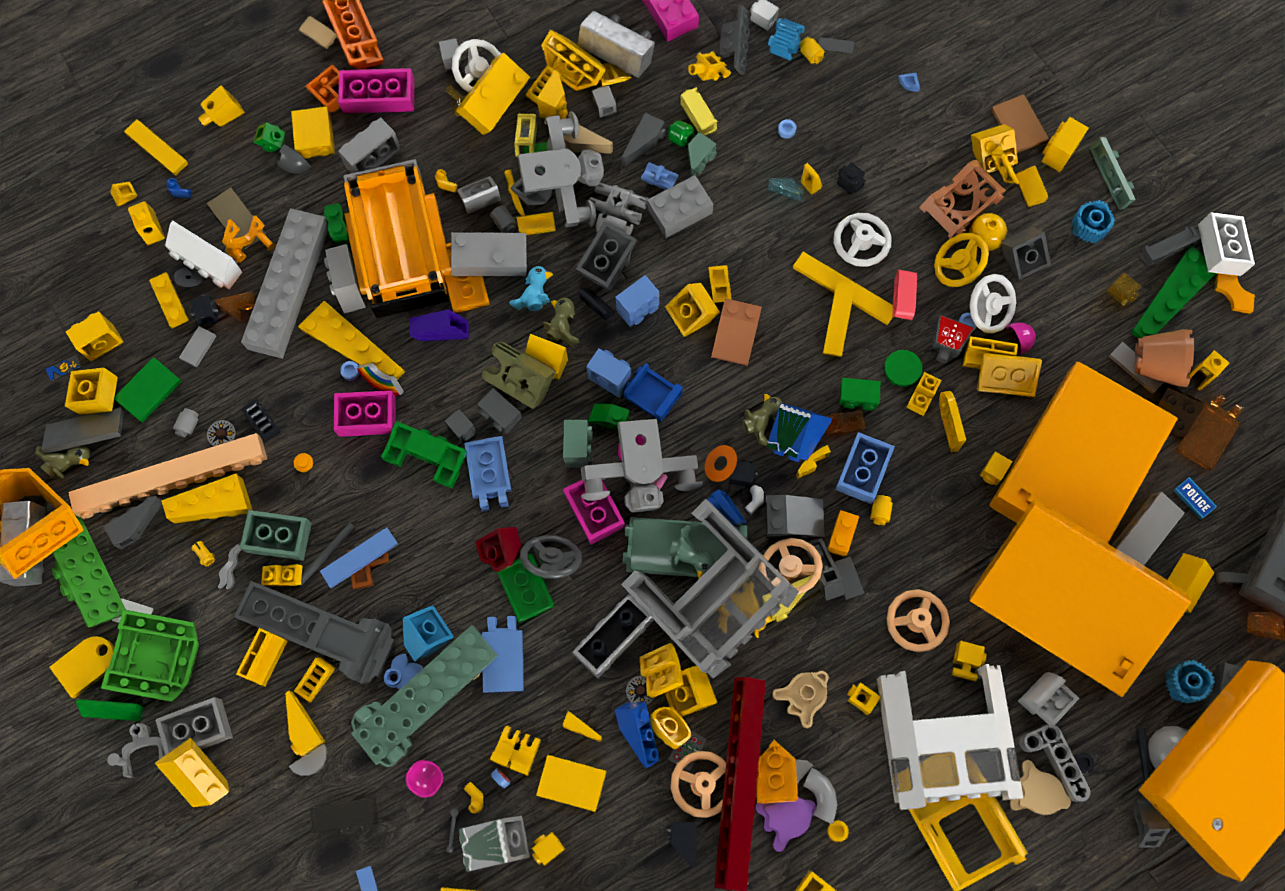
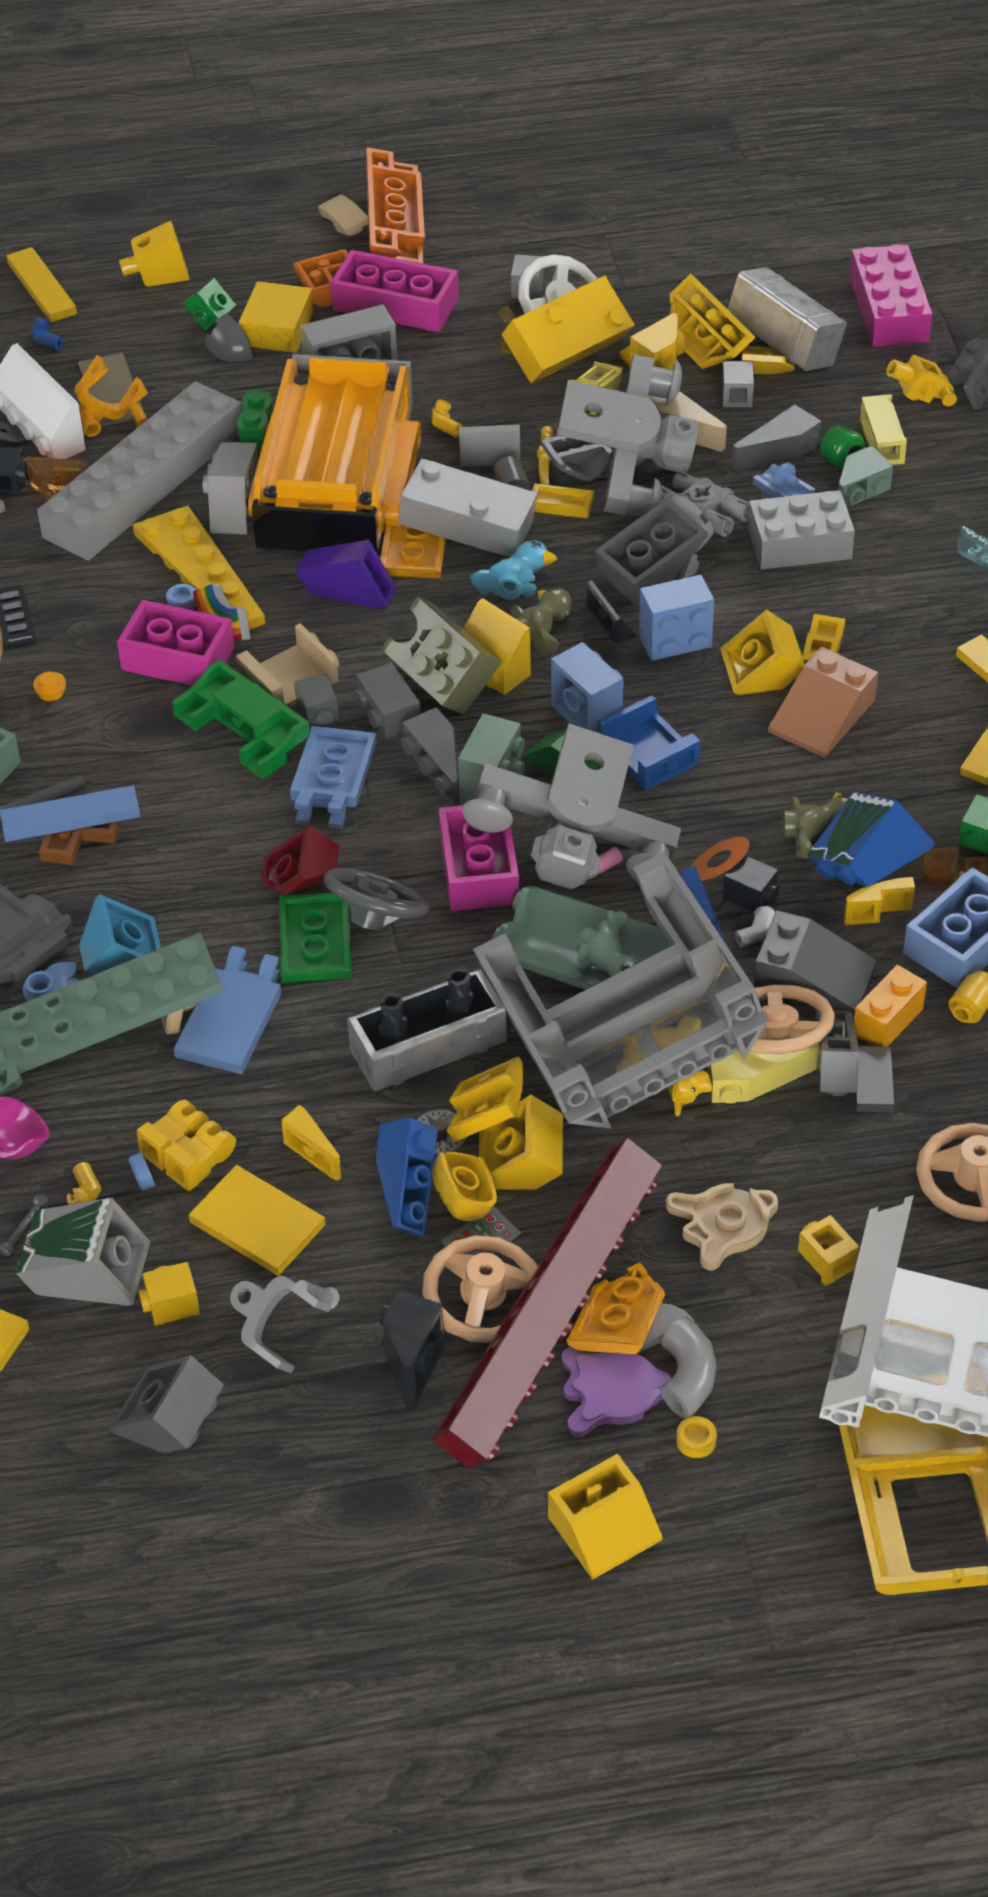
camera: 20 degrees right, 25 degrees down
(435, 406) = (299, 662): none -> tan panel
(538, 435) = (432, 745): none -> dark grey slope
(595, 841) = (263, 1301): none -> light grey piece

